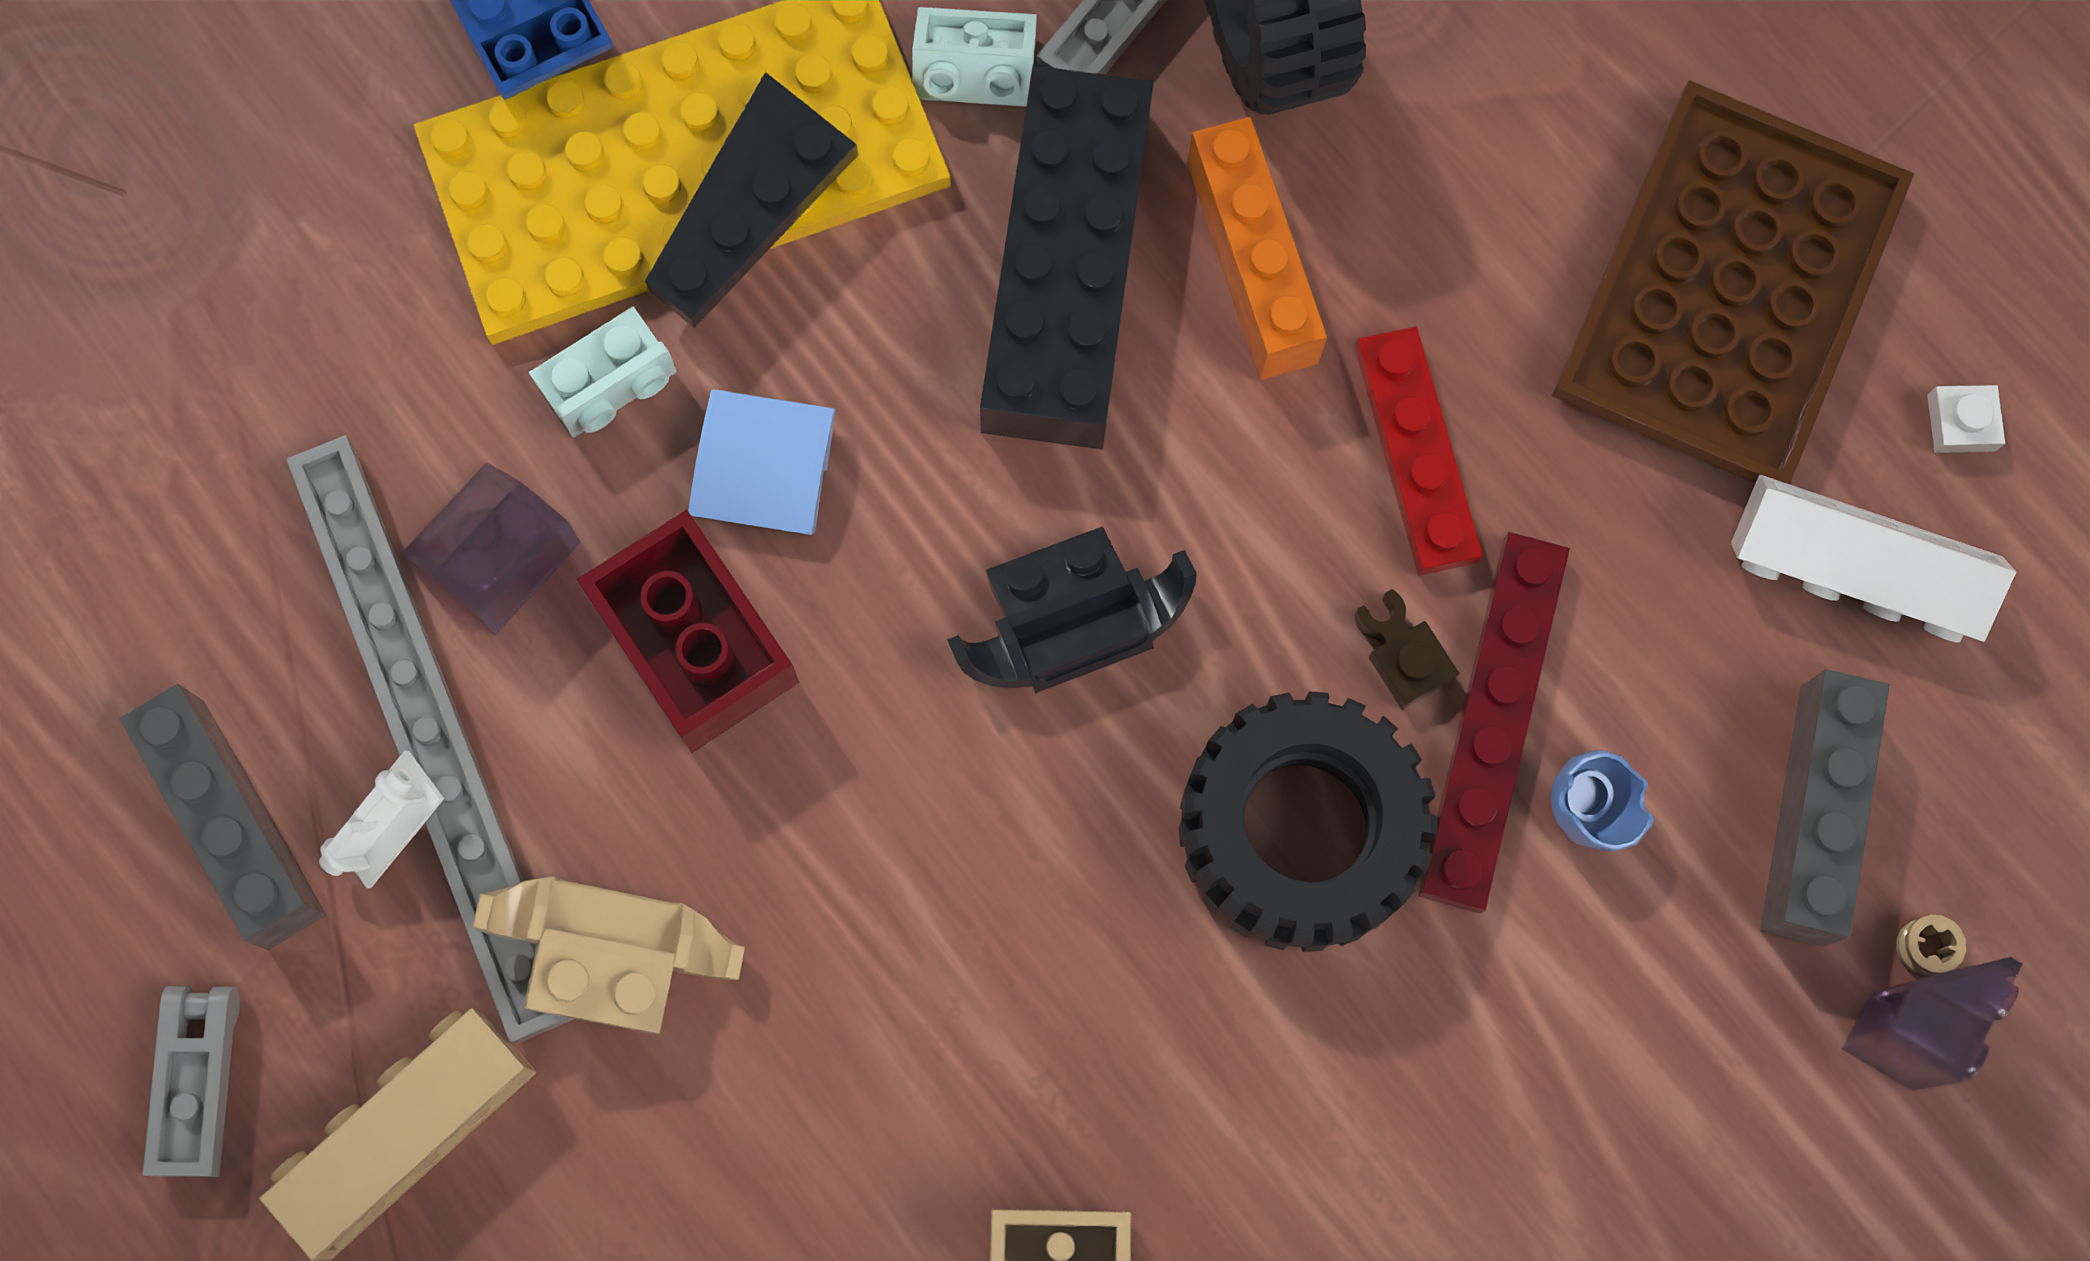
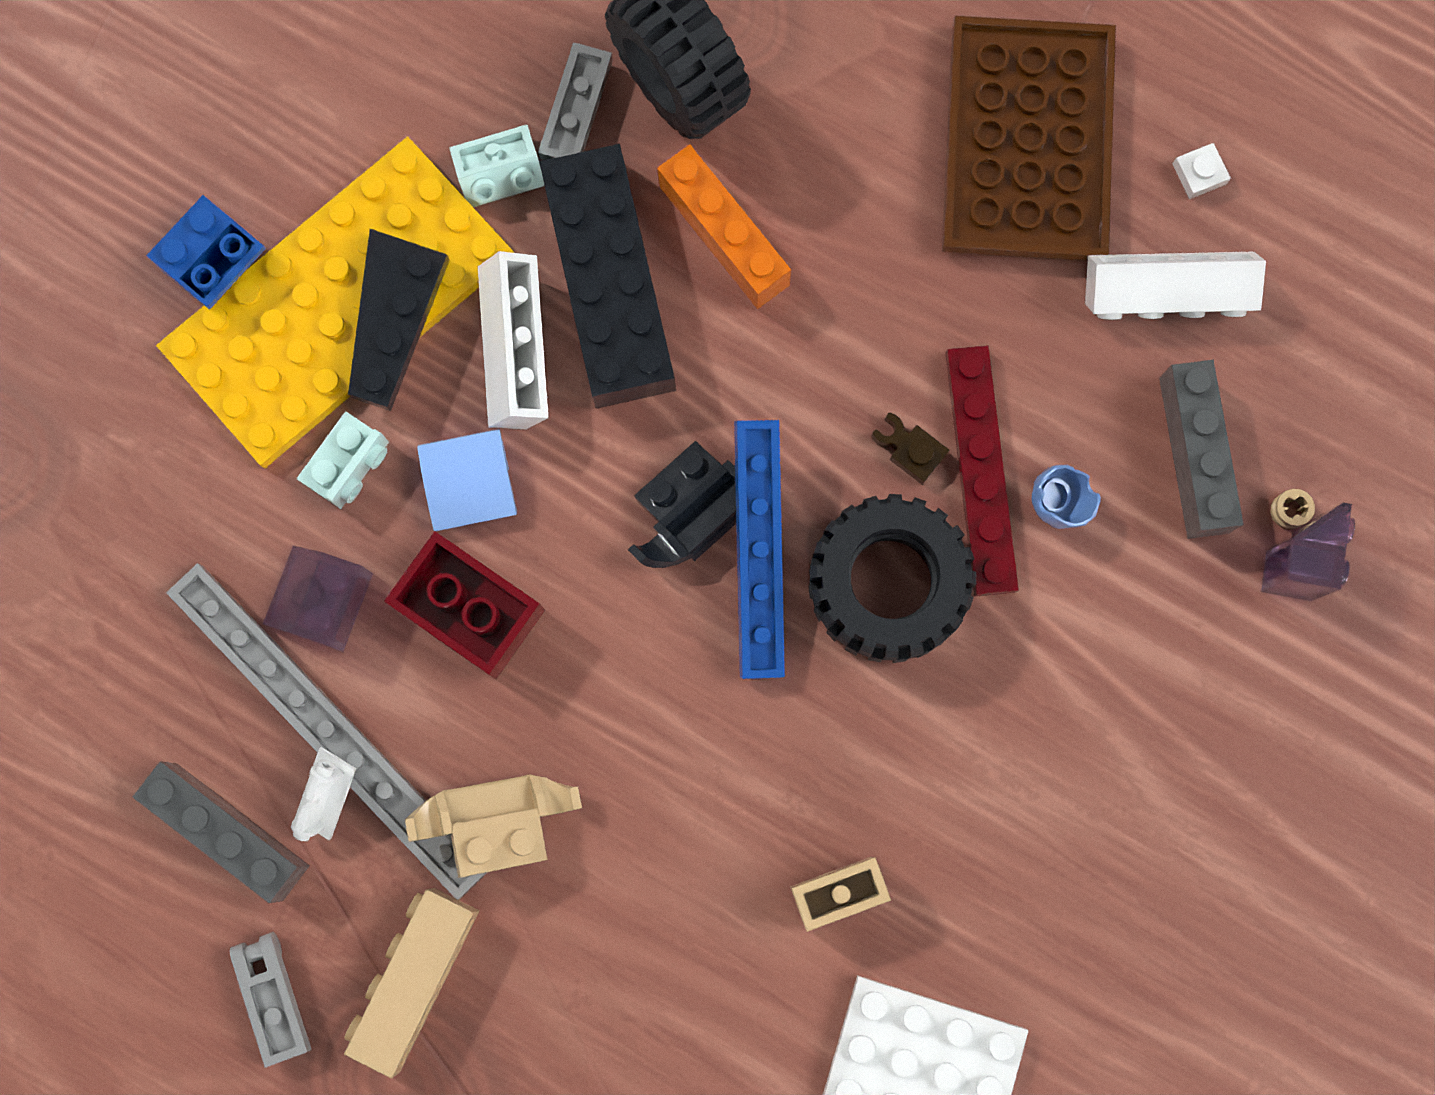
camera: 15 degrees left, 5 degrees up
(900, 295) = (512, 341): none -> white brick
(1133, 709) = (759, 549): none -> blue plate
(1418, 451) = (872, 318): red plate -> none

